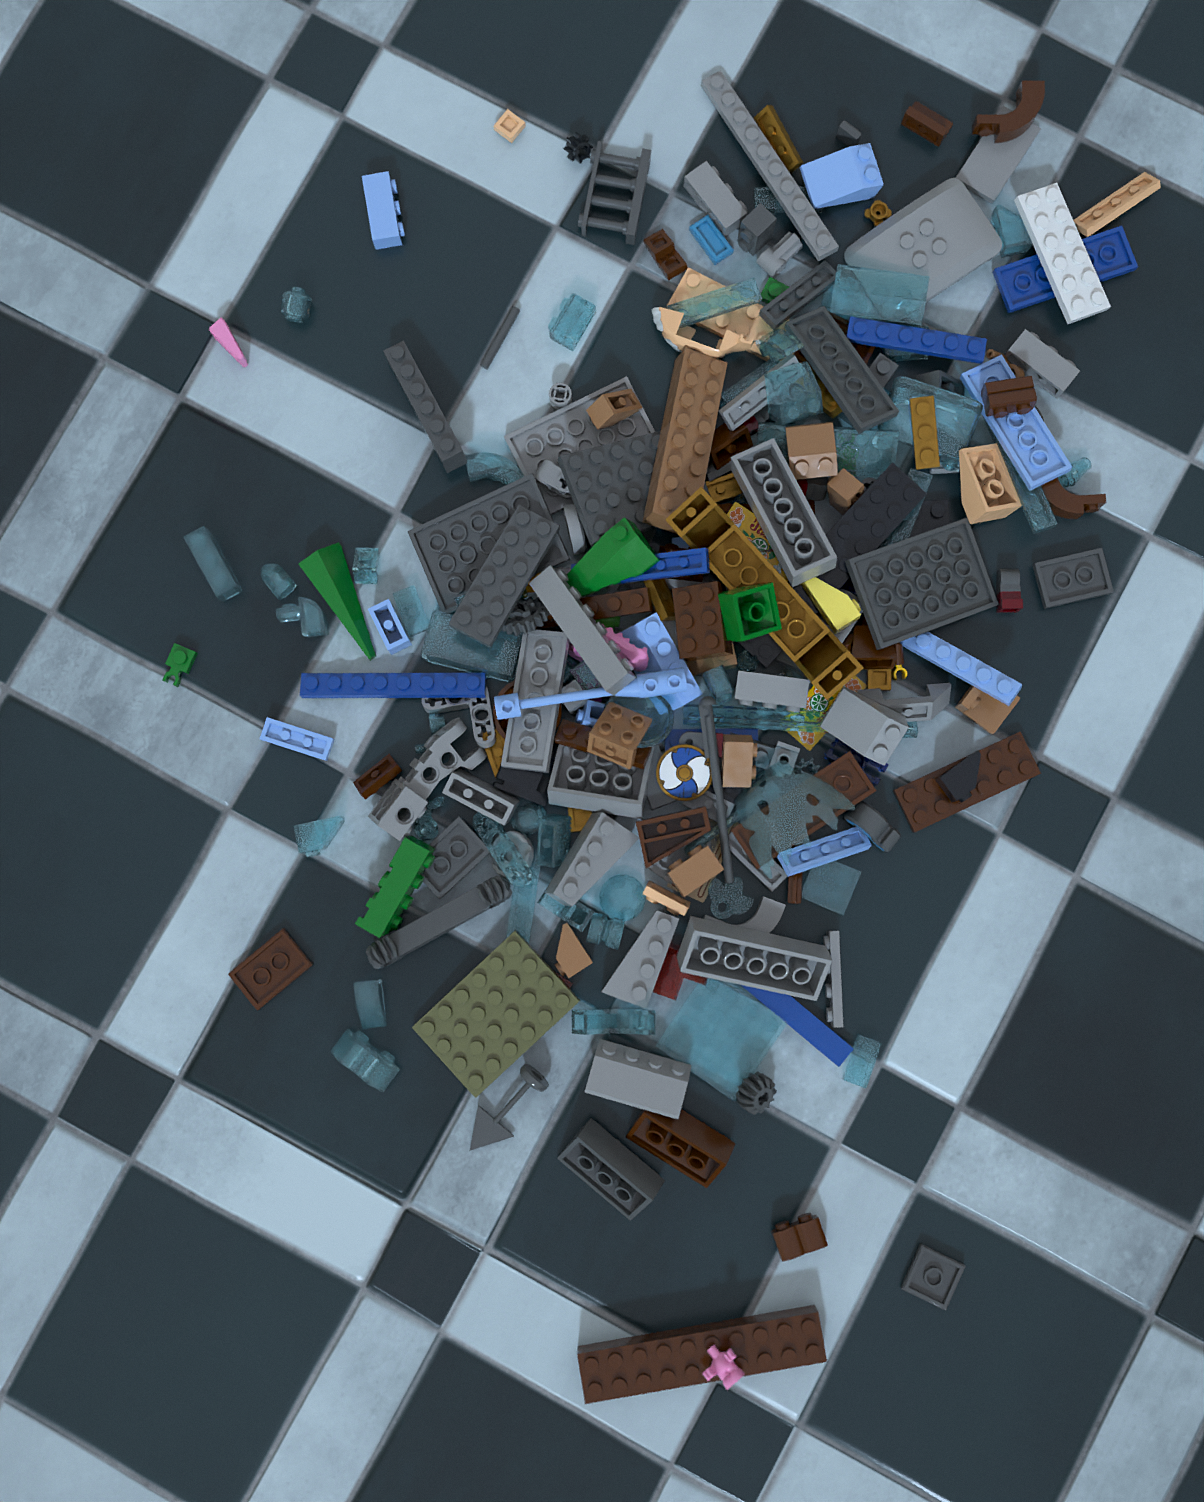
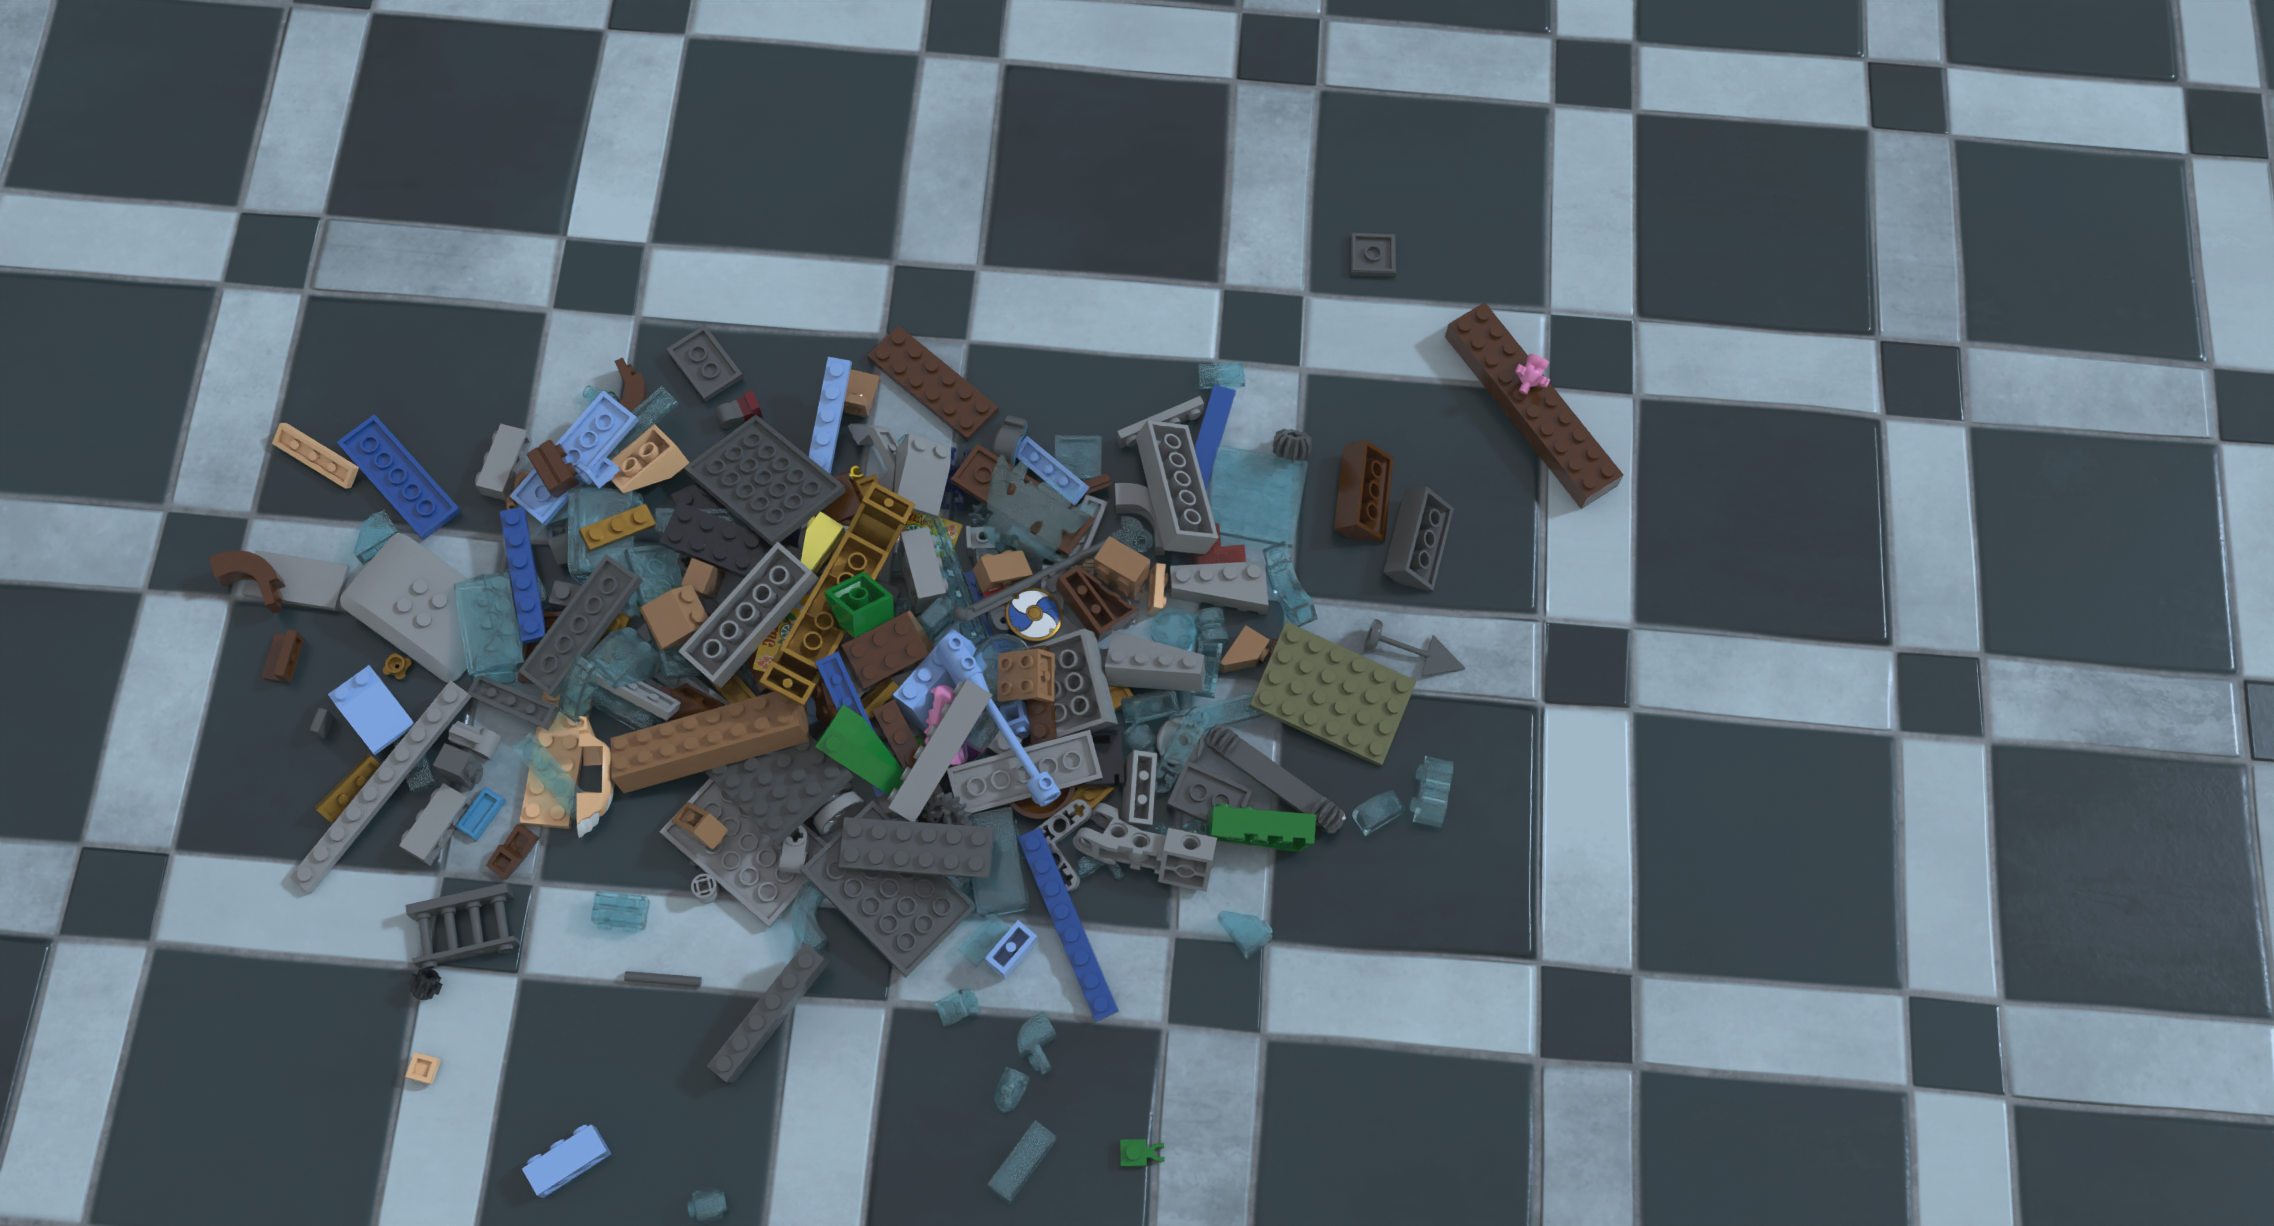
camera: 120 degrees left, 15 degrees down
(270, 969) = (1394, 921): reddish brown tile -> none
(297, 739) = (1162, 995): light blue plate -> none
(332, 579) = (988, 1032): green wedge -> none
(377, 776) = (1163, 899): reddish brown plate -> none
(638, 1078) = (1329, 544): light grey slope -> none
(772, 289) = (515, 730): green plate -> none
(799, 1237) = (1395, 366): reddish brown brick -> none
(961, 778) = (932, 382): black slope -> none
(988, 436) = (598, 474): none -> light blue bracket
(1062, 253) = (385, 481): white plate -> none

